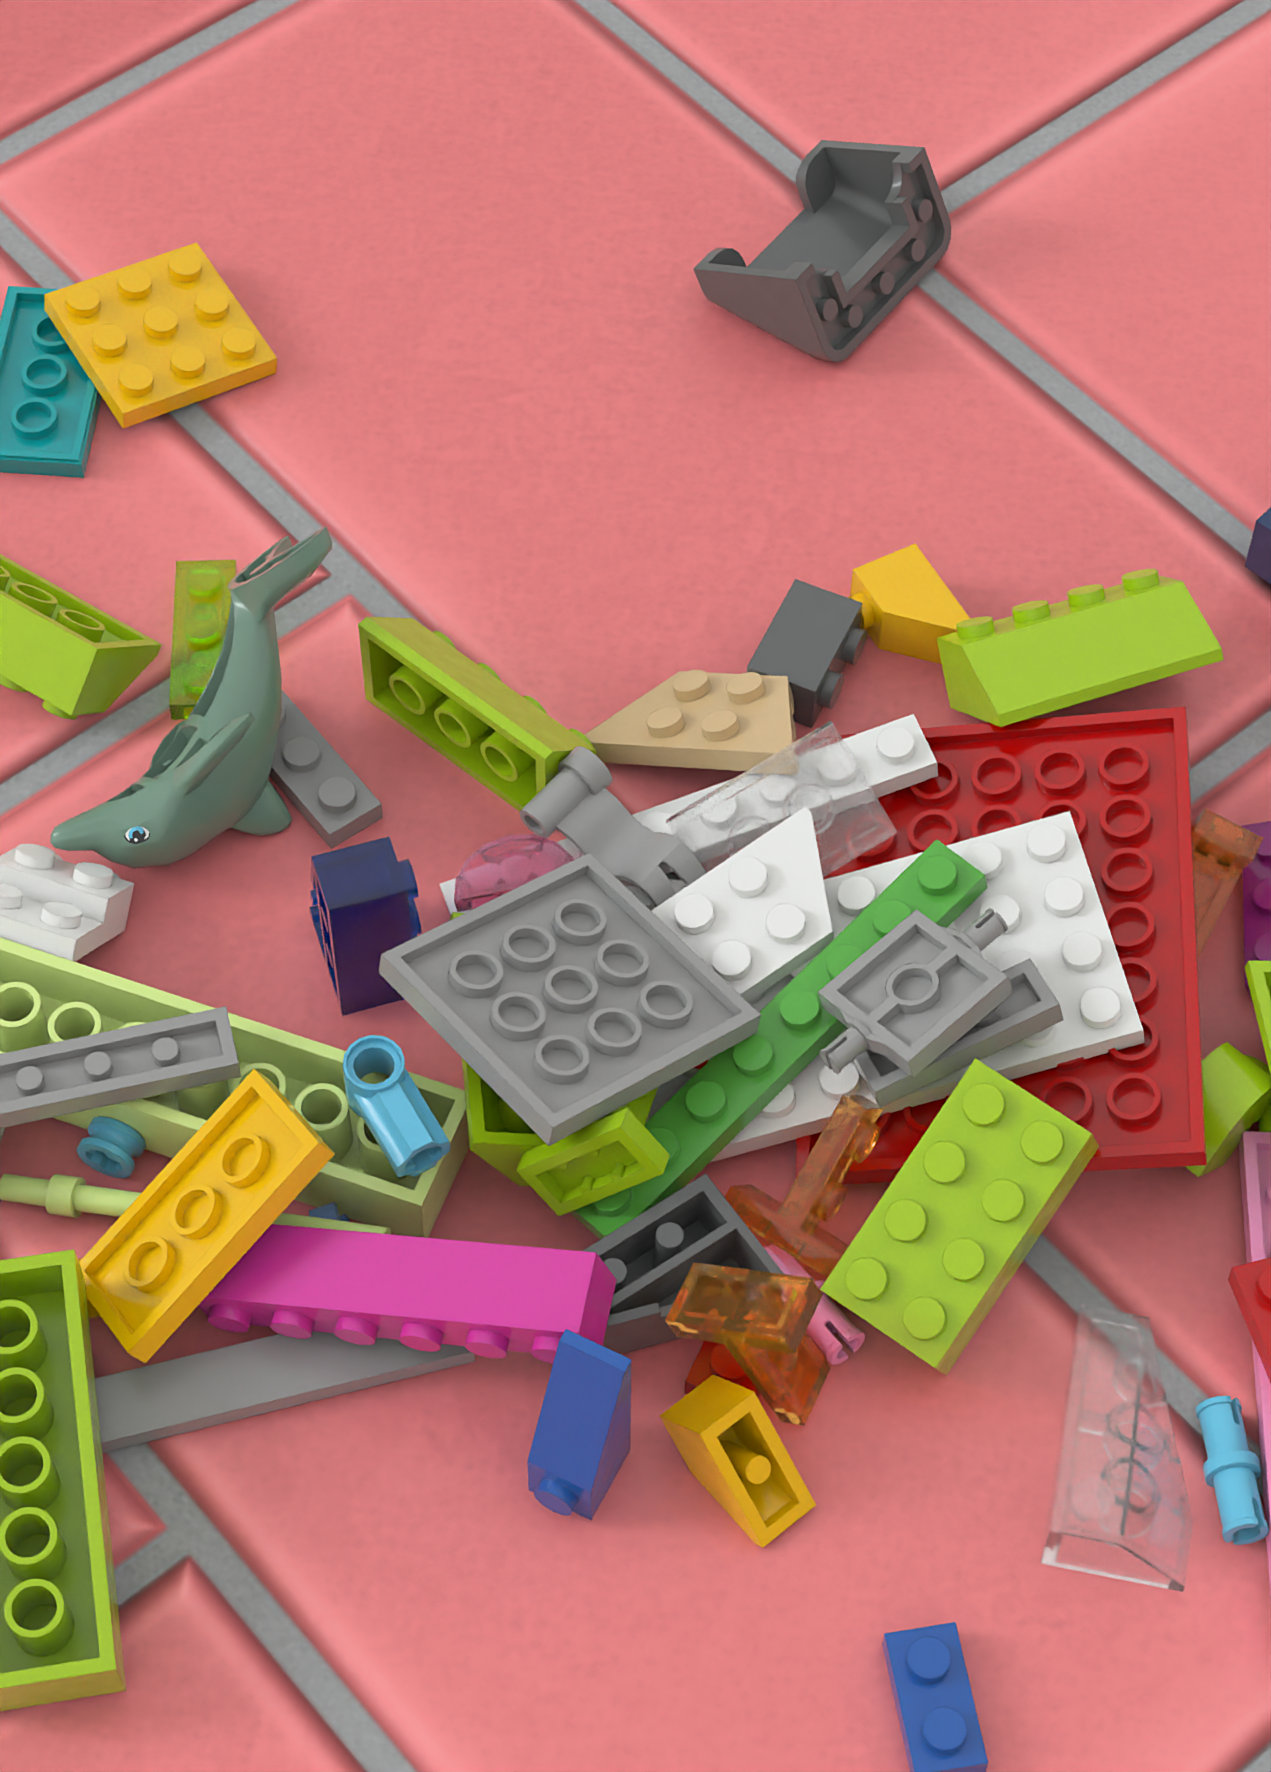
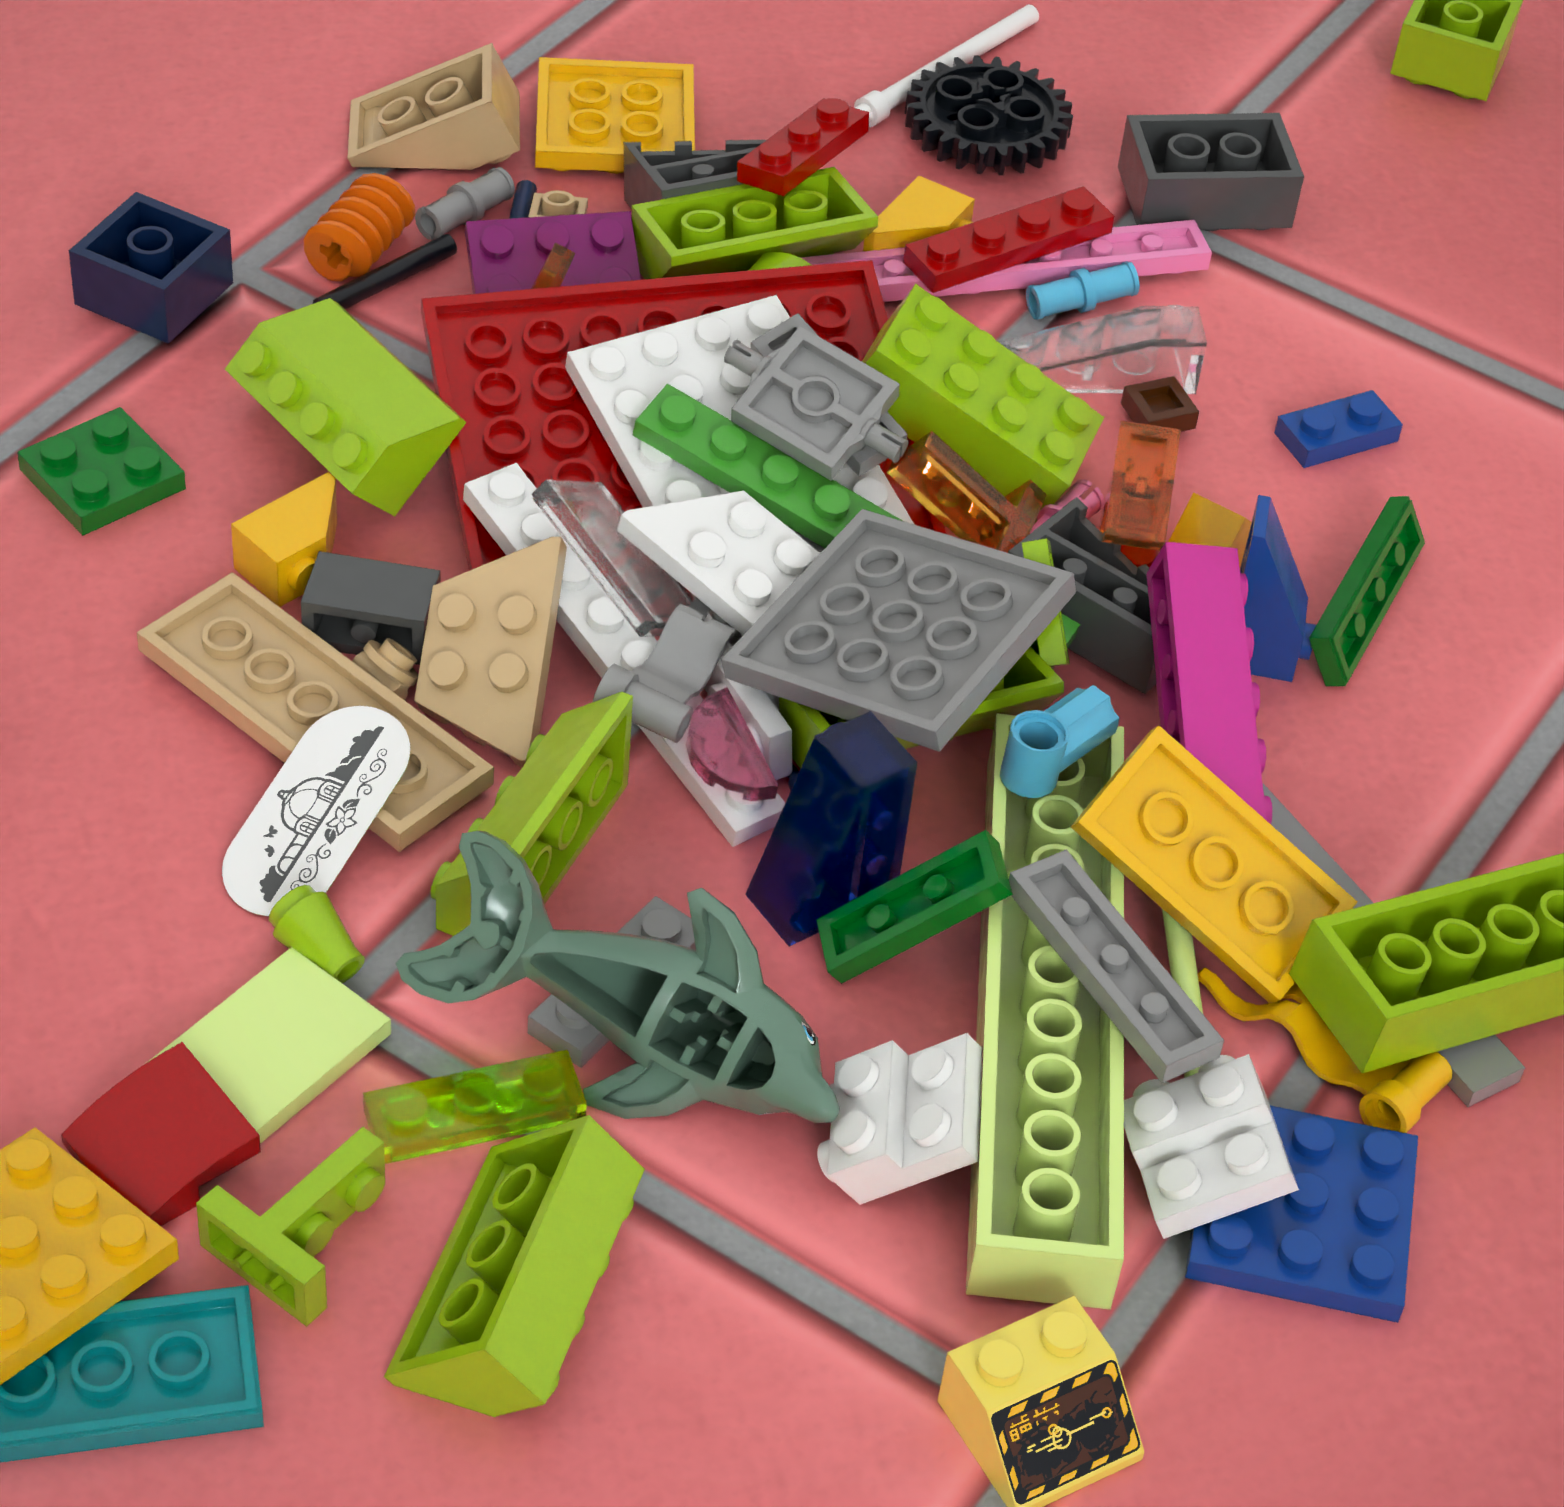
camera: 110 degrees left, 10 degrees down
(106, 477) = (280, 1246): none -> lime bracket
(238, 432) = (162, 1135): none -> red slope
(261, 968) = (914, 906): none -> green plate
(305, 488) = (284, 1039): none -> yellowish green tile
(414, 555) = (314, 929): none -> lime cone
(555, 573) = (316, 807): none -> white sticker
(623, 1601) = (1367, 591): none -> green tile
(682, 595) = (282, 678): none -> tan plate
(725, 653) = (389, 664): none -> tan plate
(992, 1484) = (1160, 404): none -> reddish brown plate
(1057, 492) = (101, 470): none -> green plate

